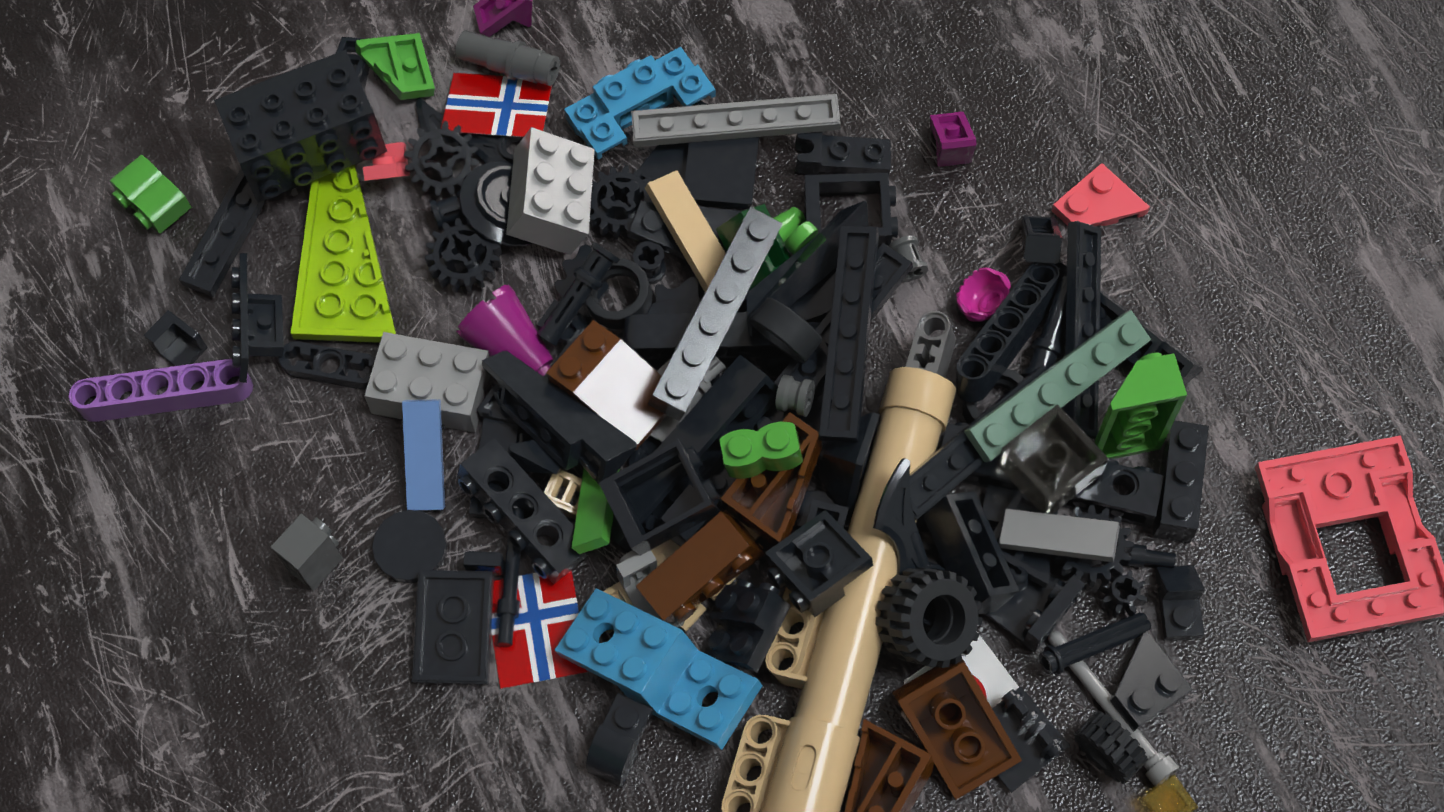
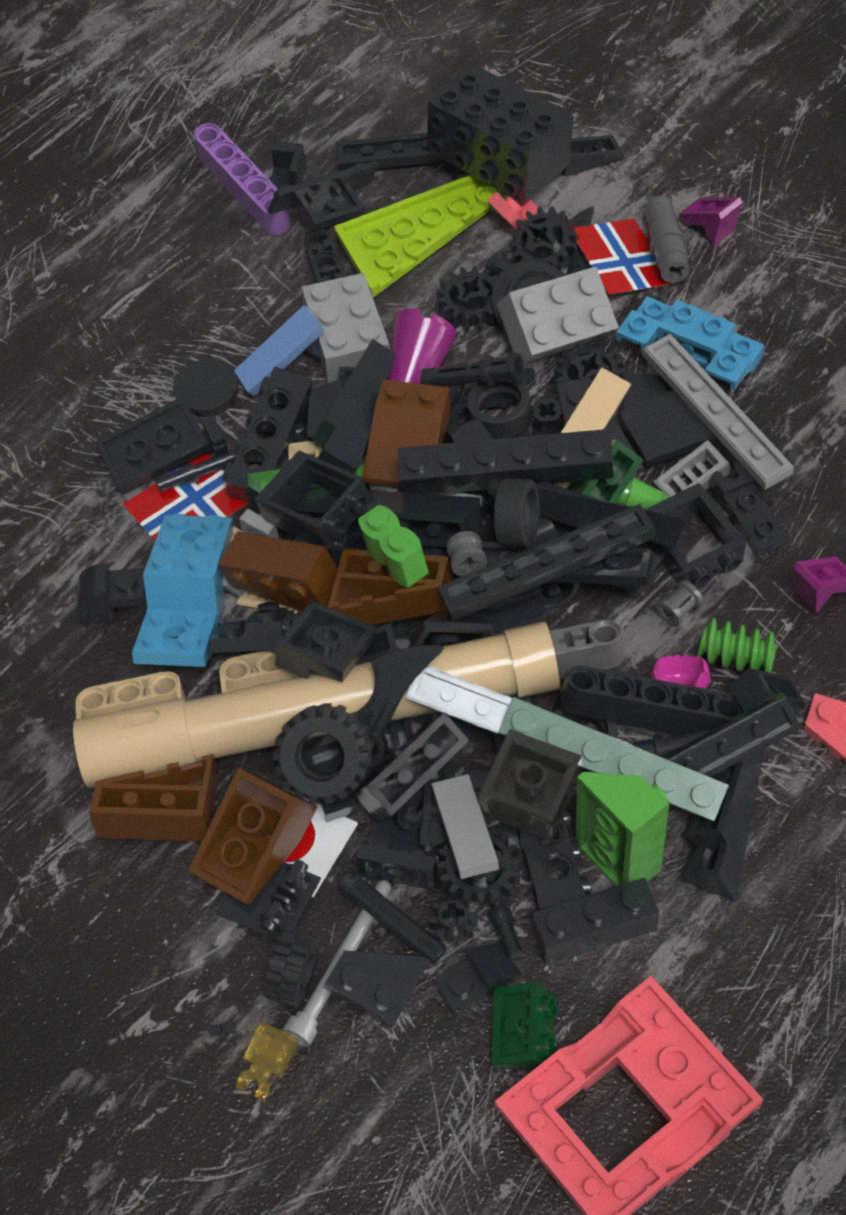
camera: 65 degrees right, 10 degrees down
(150, 194) = (395, 92): bright green brick -> none
(308, 550) = (156, 319): dark grey brick -> none
(399, 64) = (611, 177): bright green wing -> none
(778, 151) = (703, 453): none -> light grey slope
(801, 237) = (631, 497): bright green tile -> none
(980, 234) = (737, 647): none -> bright green piece
(1245, 587) = (523, 1026): none -> dark green bracket

